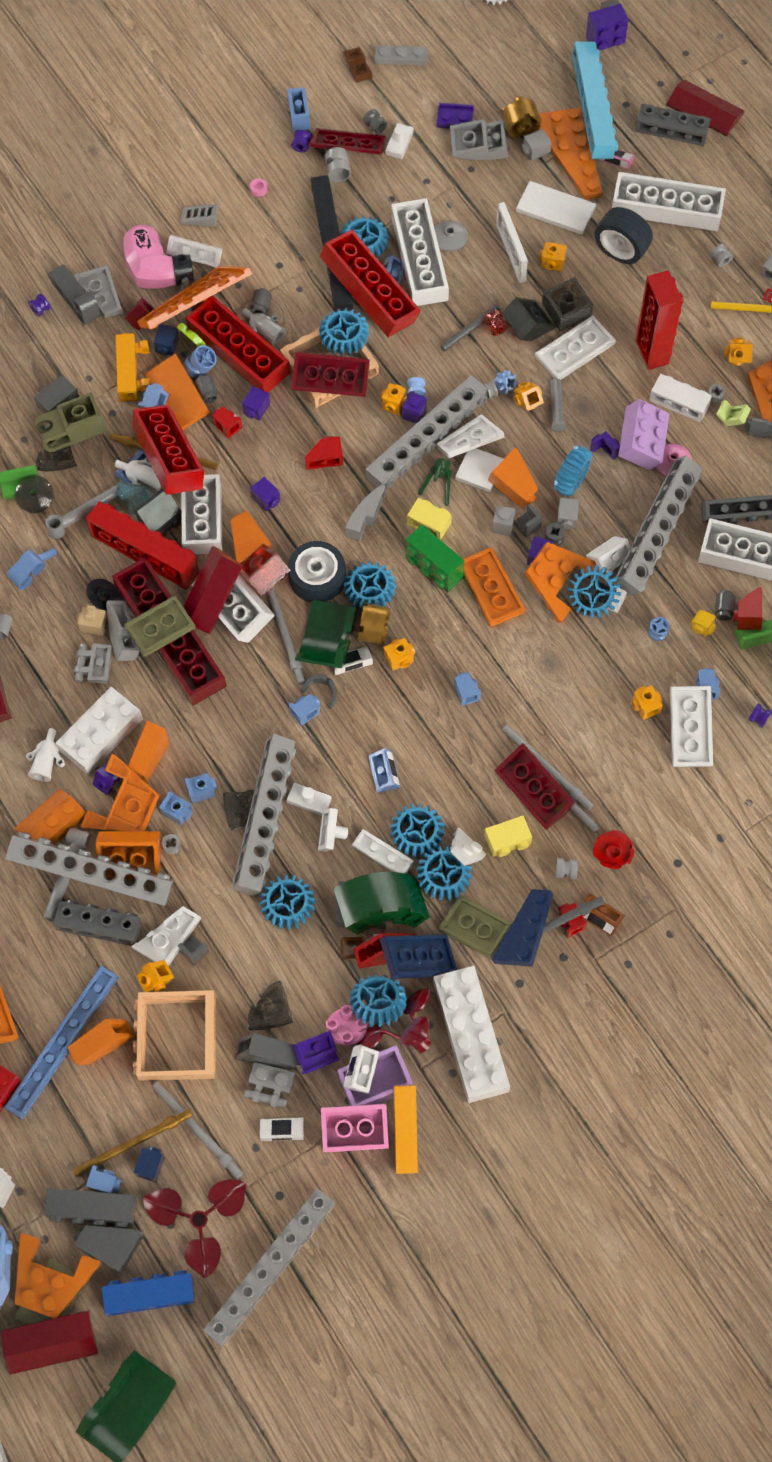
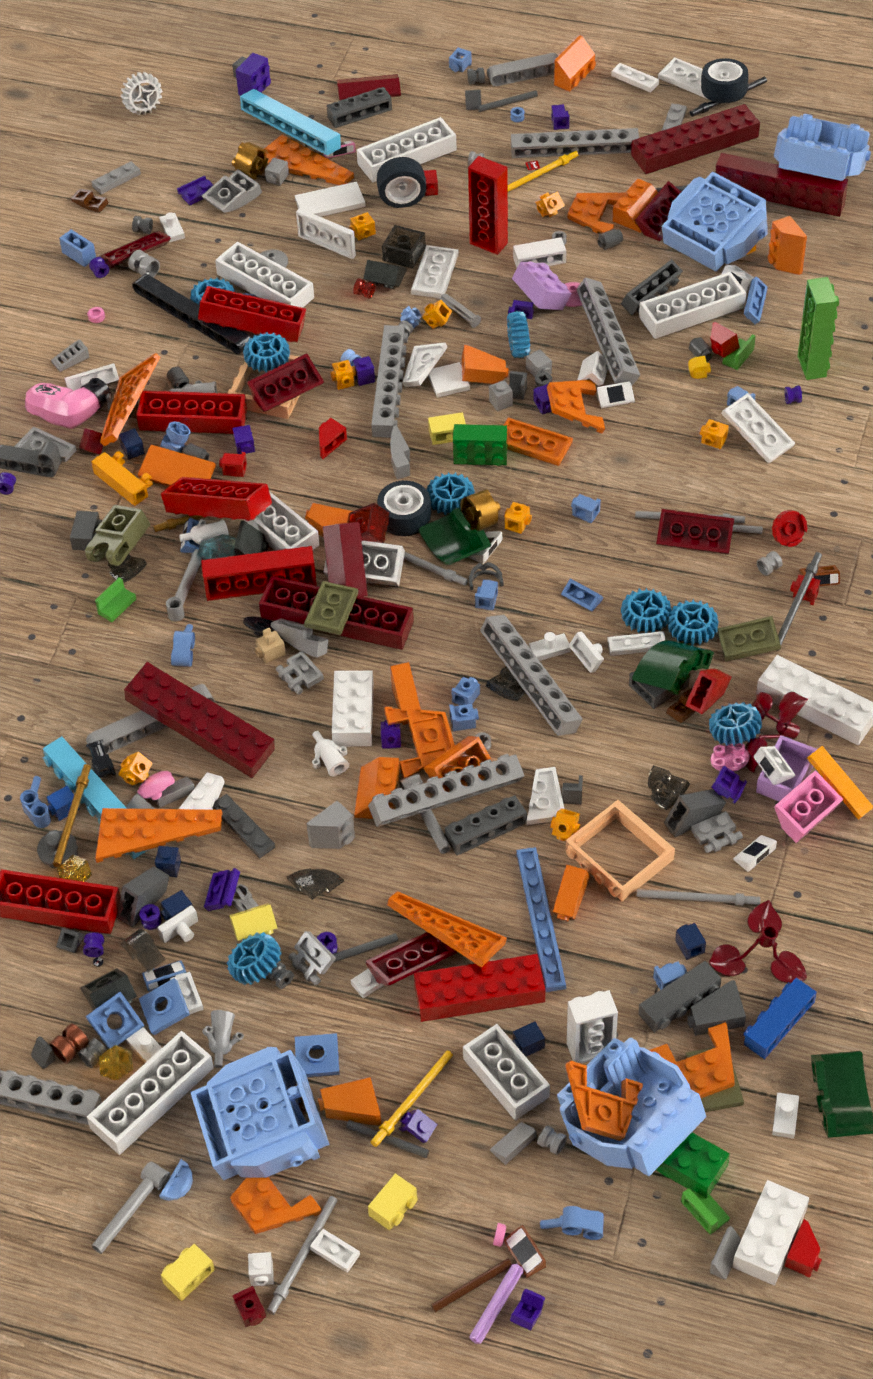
camera: 40 degrees left, 15 degrees down
(36, 503) = (132, 607): clear smoke dish -> none
(48, 1342) = (745, 1102): dark red slope -> none
(72, 1379) = (785, 1115): none -> white tile
(154, 396) = (162, 480): medium blue brick -> none
(170, 1123) = (676, 905): pearl gold bar -> none
(191, 336) = (152, 427): lime tile -> none
(265, 494) = (312, 488): dark purple brick -> none
(269, 1268) = (843, 937): light grey brick -> none
(280, 904) = (610, 713): dark azure gear -> none
(418, 955) = (735, 673): dark blue tile -> none
(440, 470) = (422, 396): dark green plant -> none
(466, 330) = (347, 305): dark grey bar -> none
(466, 849) = (696, 594): white wing -> none
(508, 836) = (710, 572): light yellow brick -> none
(525, 933) = (787, 613): dark blue wing -> none
(594, 600) = (604, 380): dark azure gear -> none
(656, 625) = (673, 390): medium blue wheel -> none
(657, 251) = (431, 182): none -> red brick
(733, 415) = (586, 241): yellowish green bracket -> none

